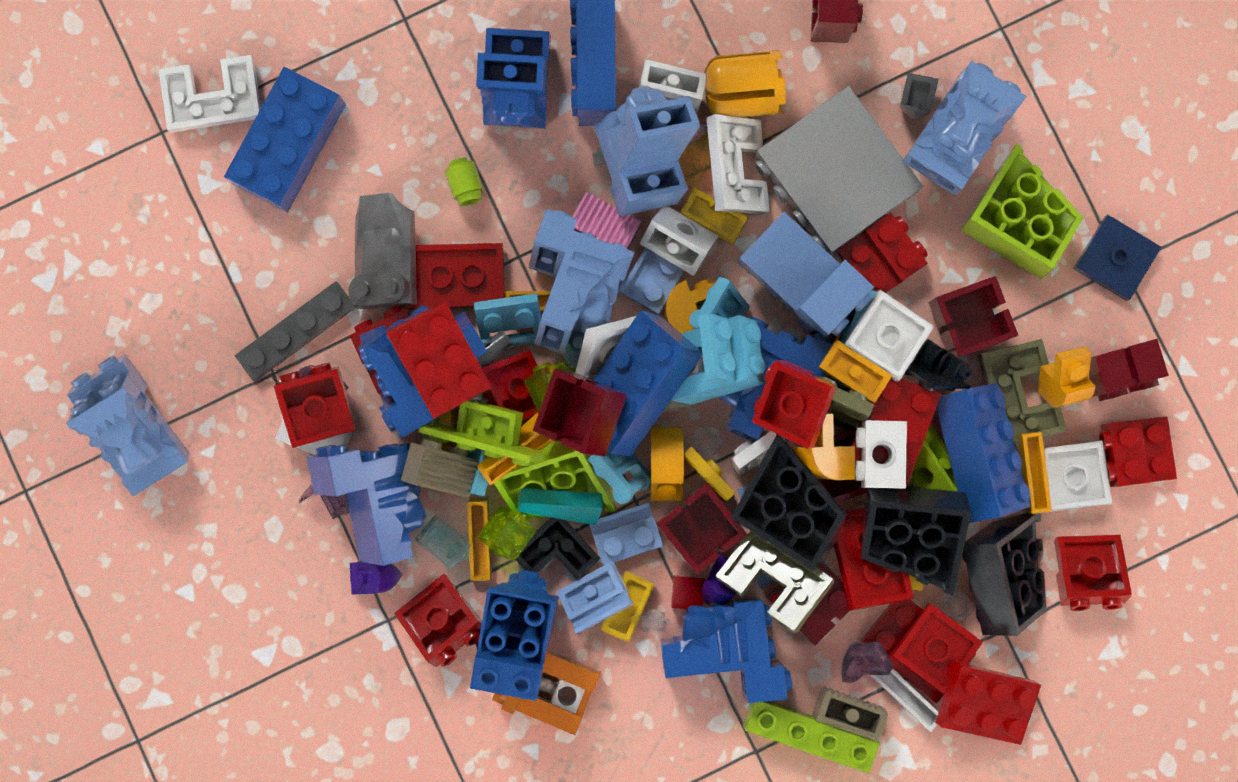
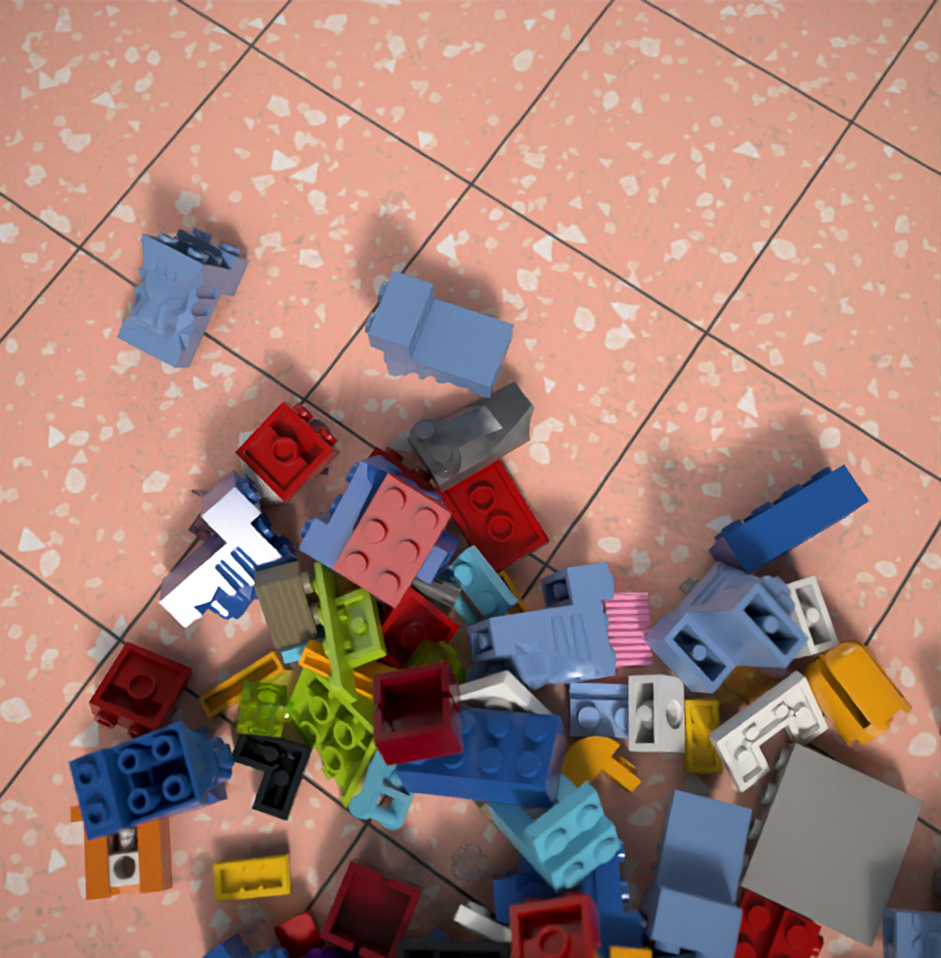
camera: 60 degrees right, 10 degrees down
(191, 111) = (505, 195): white plate -> none
(285, 139) = (531, 286): blue brick -> none
(289, 235) = (437, 336): none -> medium blue brick
(295, 331) = (354, 397): dark grey plate -> none
(373, 578) = (145, 602): dark purple plate -> none
(443, 542) = (222, 650): clear light blue bracket -> none
(464, 181) = (587, 471): lime brick -> none
(514, 77) = (715, 459): blue brick -> none
(564, 505) = (319, 748): teal piece -> none
(595, 597) = (243, 838): light blue plate -> none
(626, 534) = (327, 832): light blue plate -> none
(667, 463) = (421, 834): light orange brick -> none
(710, 473) = (436, 887): yellow plate -> none
(721, 300) = (619, 797): medium azure plate -> none

